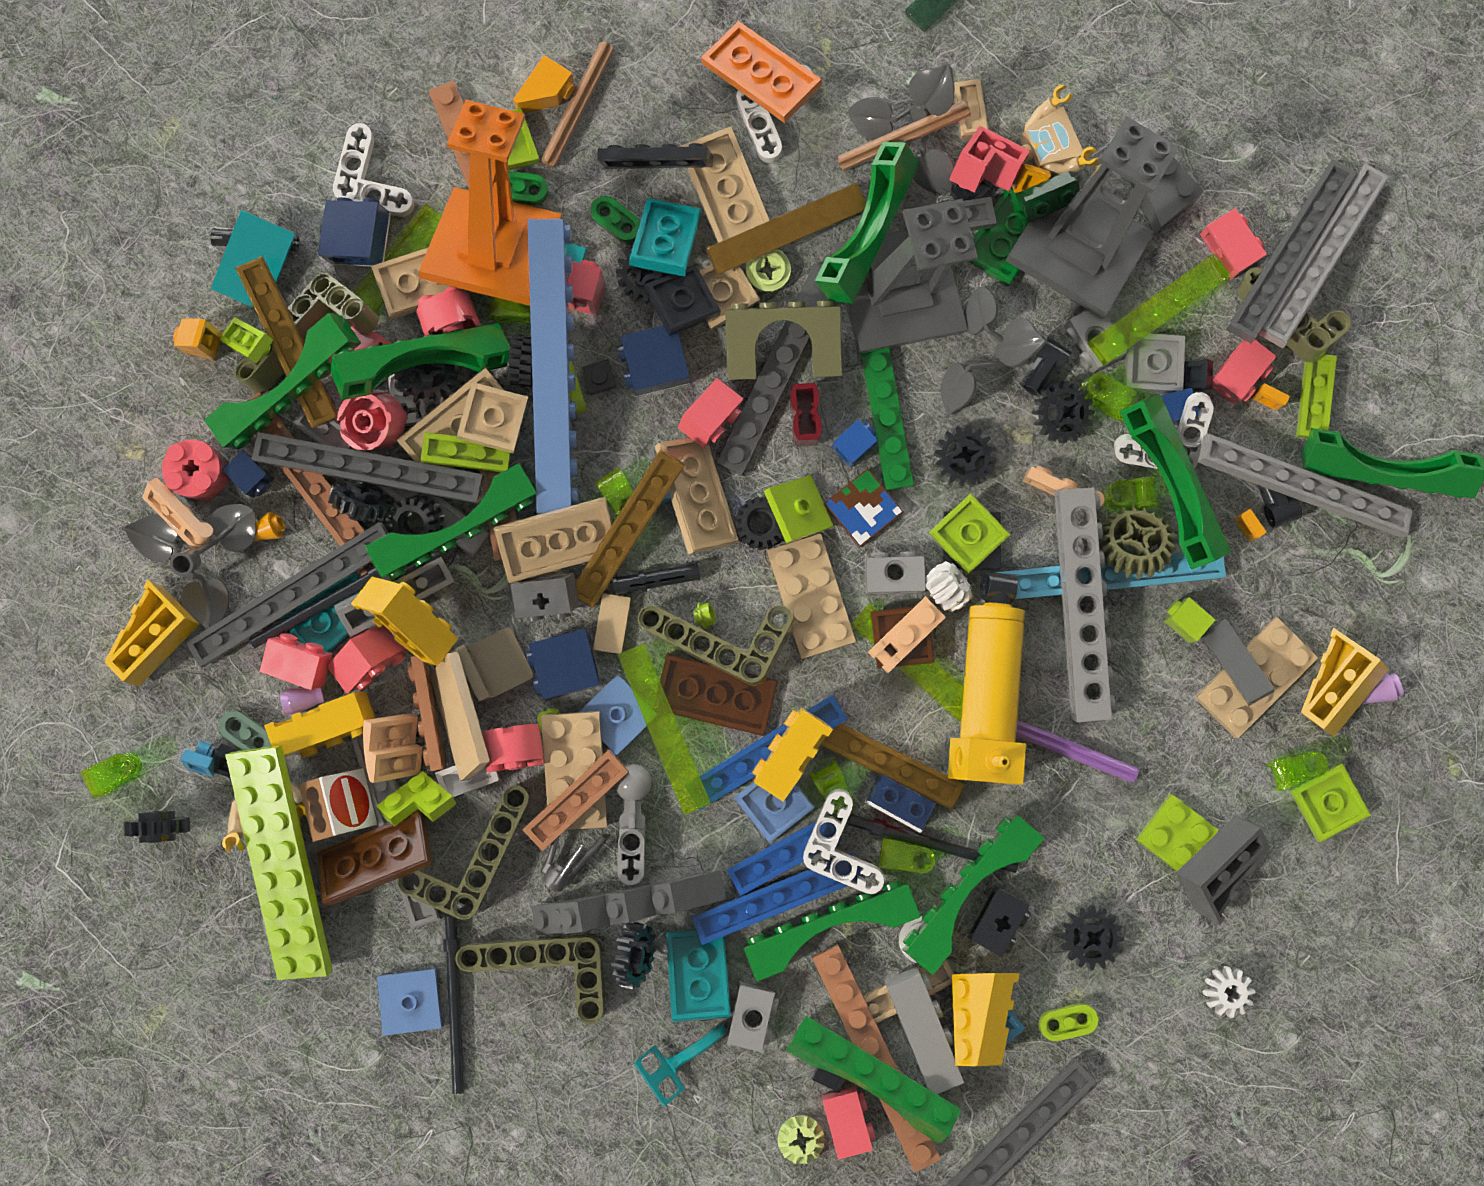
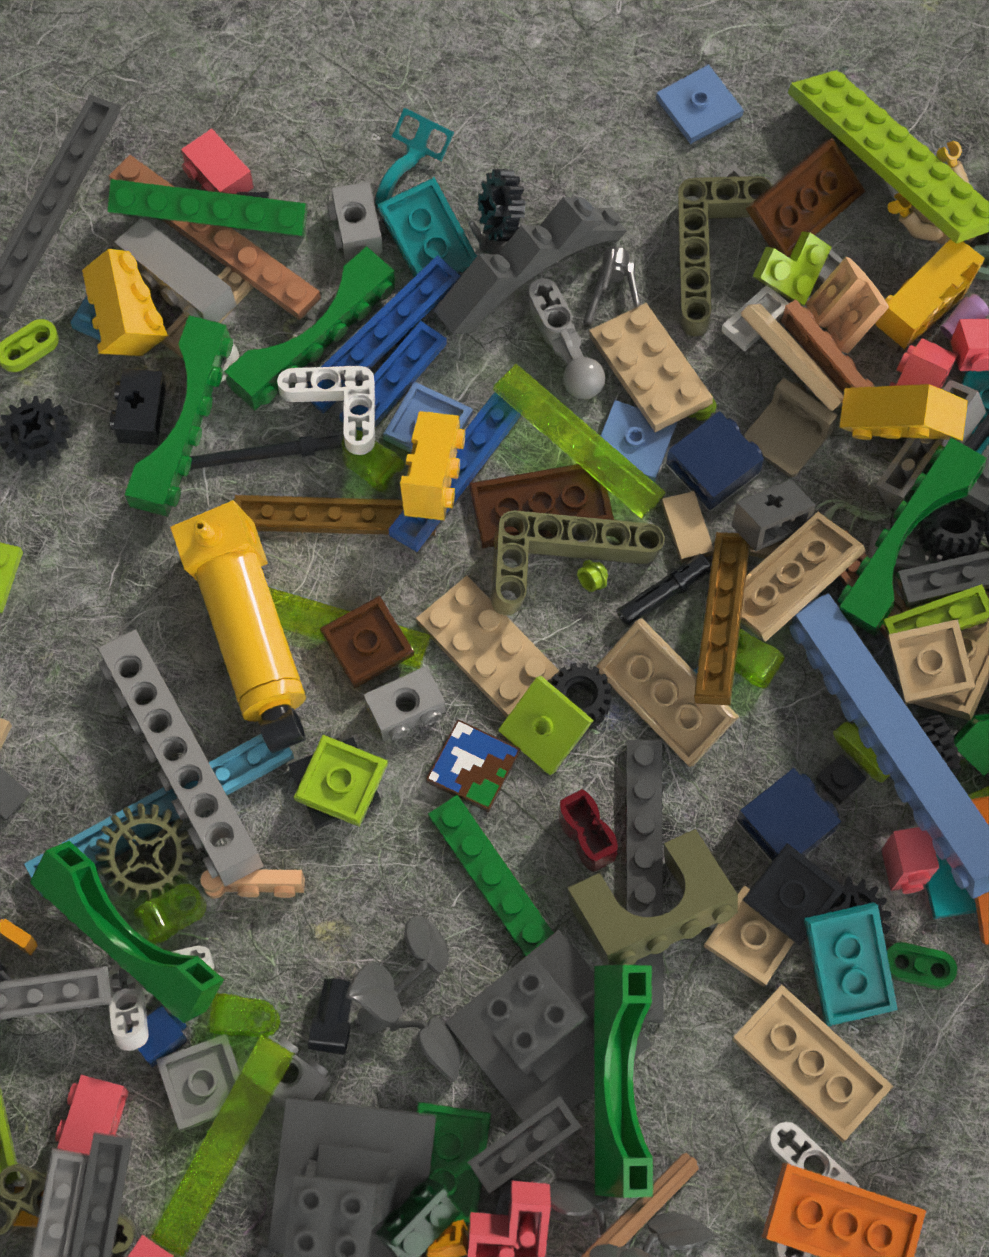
camera: 155 degrees right, 15 degrees down
(338, 804) = (869, 229): piece -> none
(451, 946) = (685, 164): black bar -> none
(513, 747) = (725, 354): coral brick -> none
(545, 958) = (589, 186): olive beam -> none
(575, 800) = (633, 332): nougat plate -> none
(666, 156) = (901, 1060): black plate -> none
(710, 413) = (694, 784): coral brick -> none
(777, 260) = (715, 972): yellowish green gear -> none
(786, 228) = (714, 1042): pearl gold tile -> none
(807, 1127) = (252, 151): yellowish green gear -> none
(855, 442) = (516, 829): blue brick -> none
(900, 803) = (294, 466): dark blue piece -> none
(900, 856) = (266, 426): clear neon green piece -> none
(907, 633) = (362, 640): light nougat plate -> none
(948, 586) = (338, 711): white gear -> none
(961, 444) = (372, 878): black gear -> none
(1051, 412) = (291, 974): black gear -> none
(1076, 752) = (126, 609): medium lavender axle -> none
(1188, 619) = (50, 799): lime brick -> none
(1198, 375) = (145, 1088): black plate -> none
(1270, 397) = (45, 1101): light orange tile -> none

